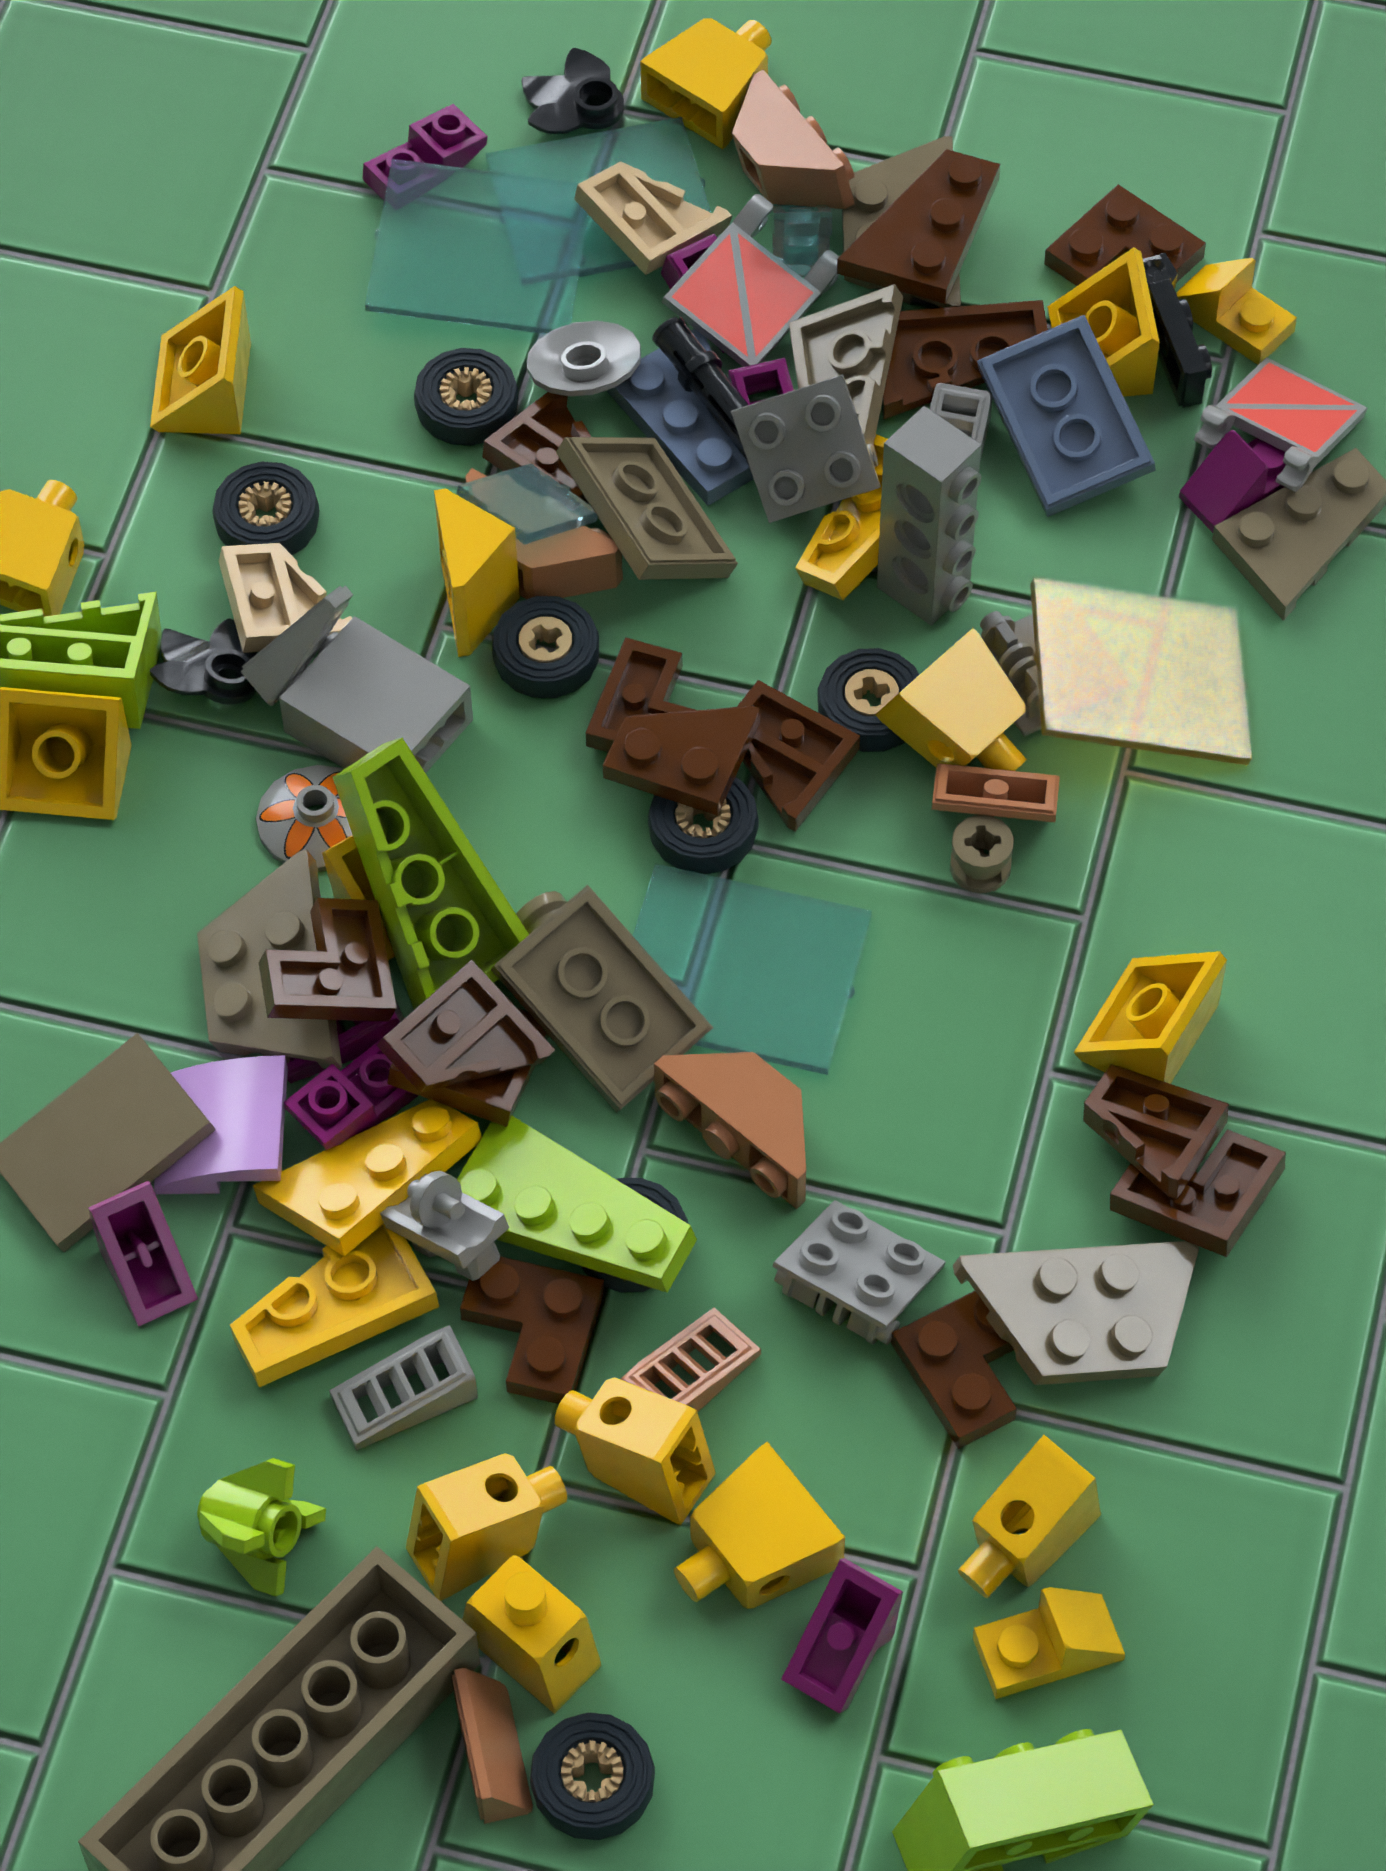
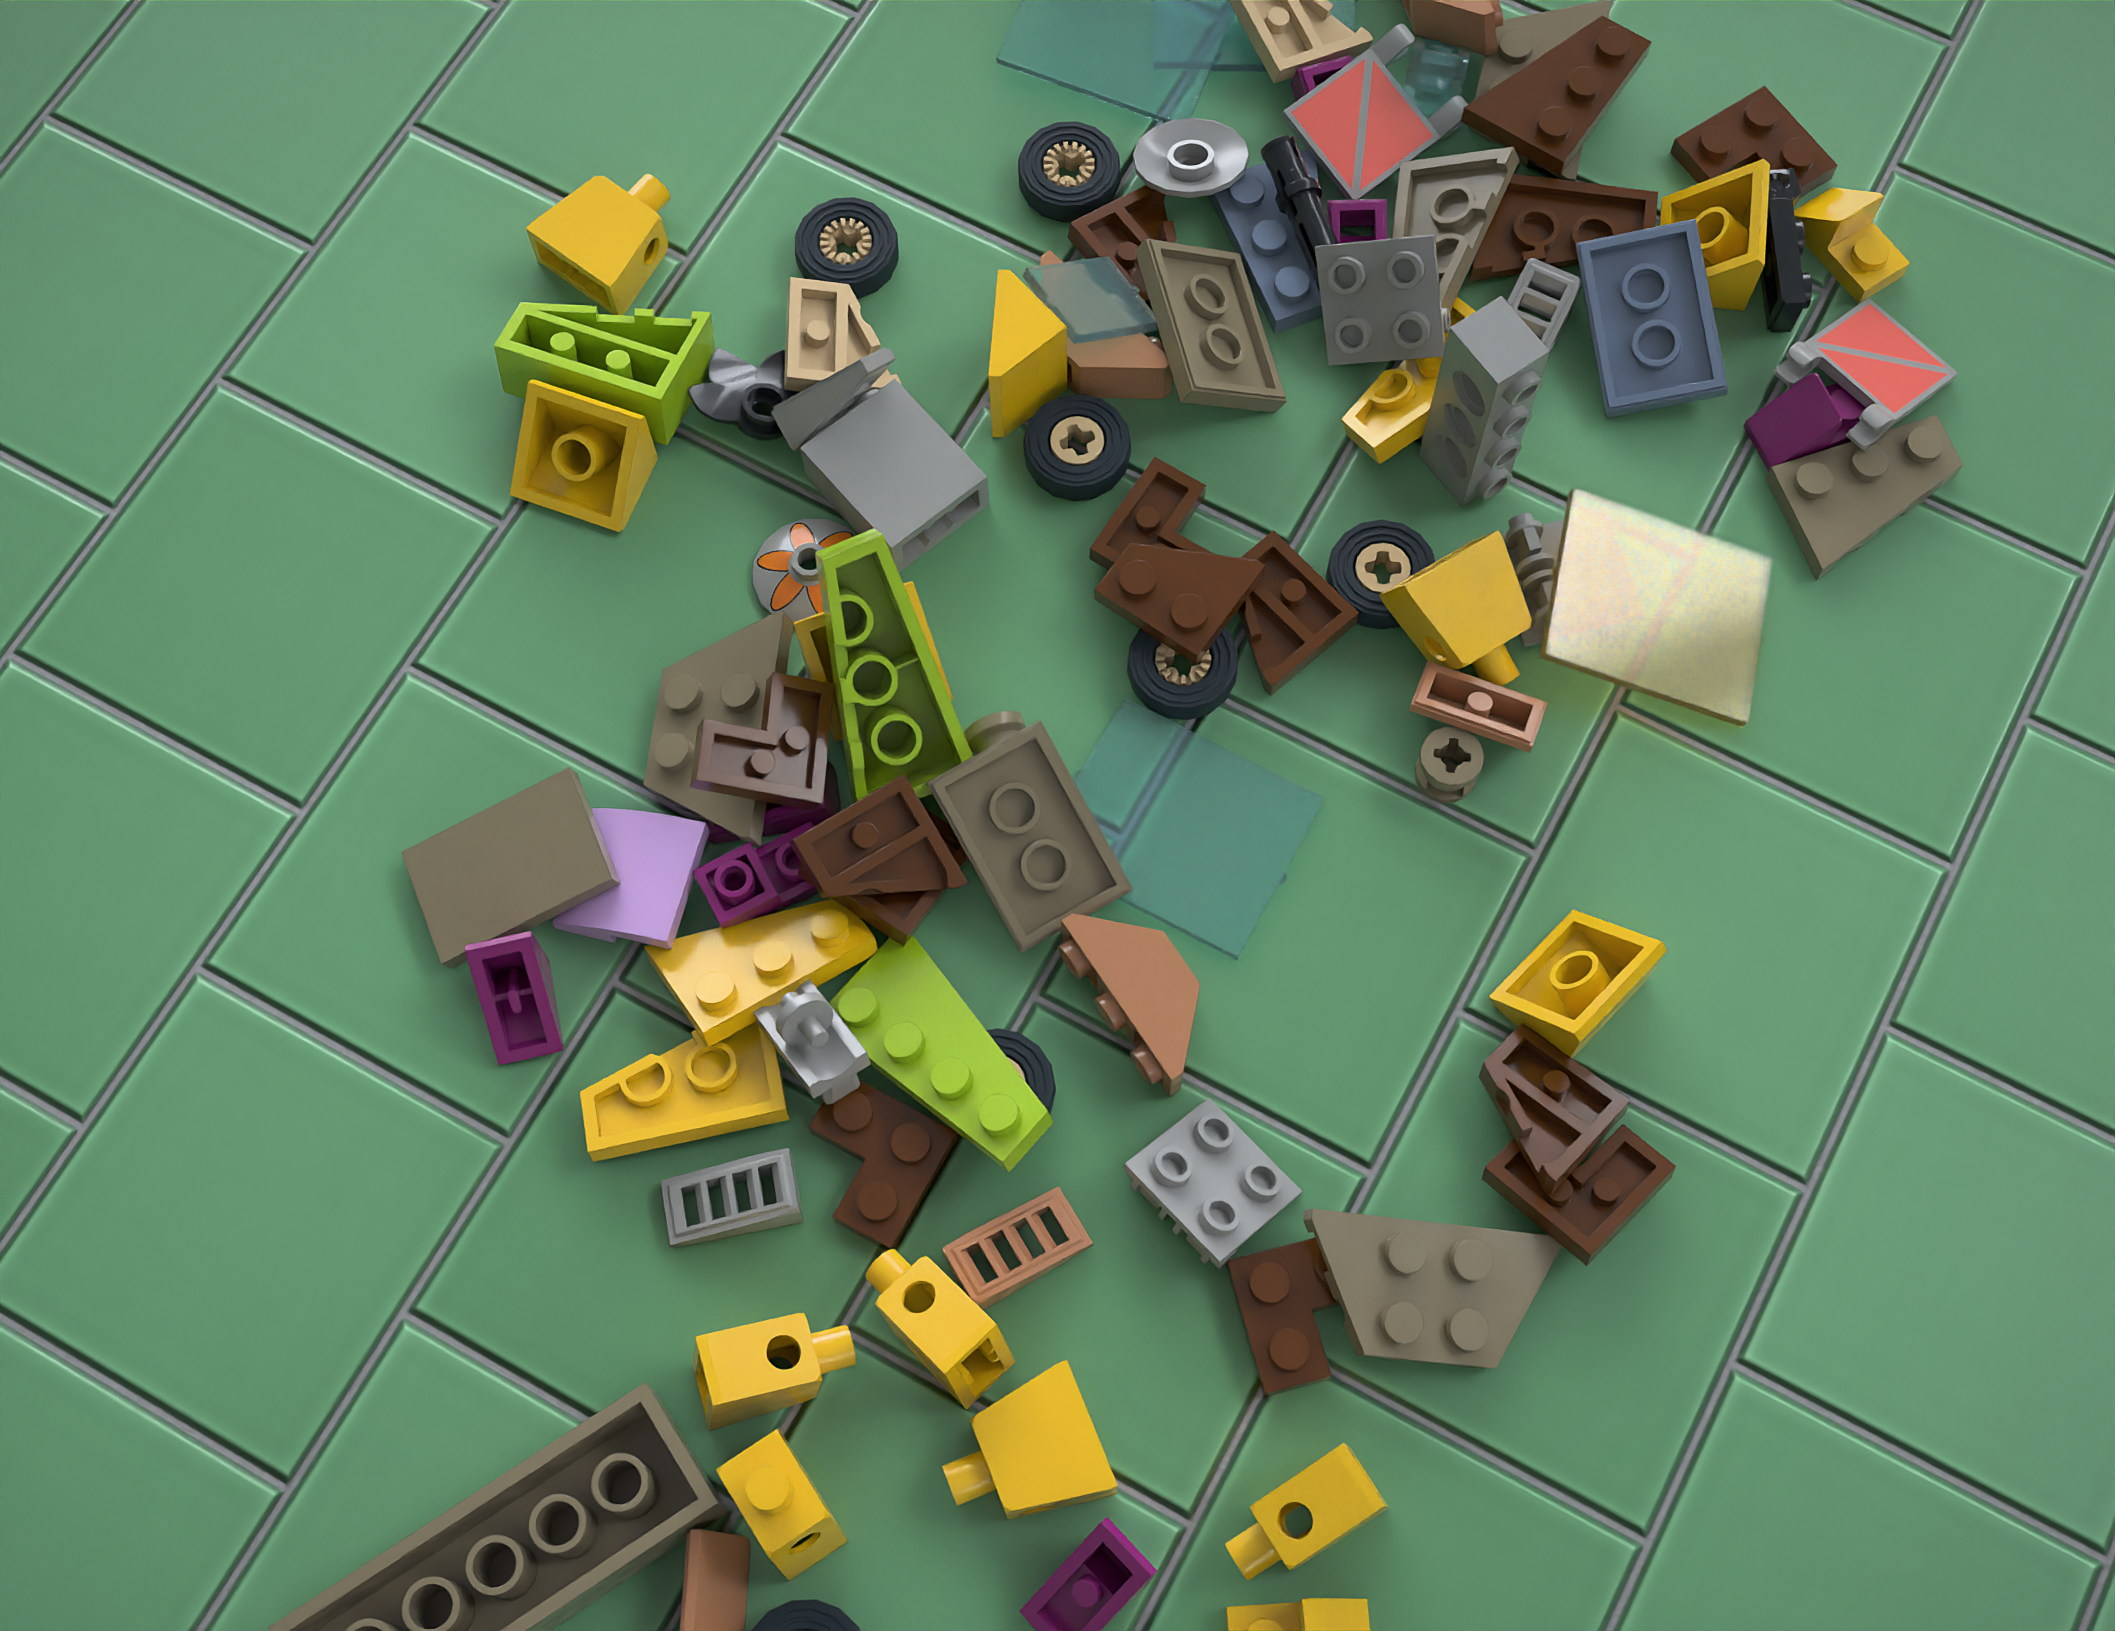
camera: 15 degrees right, 10 degrees up
(204, 370) = (827, 92): yellow slope -> none
(255, 1520) = (546, 1310): lime brick -> none

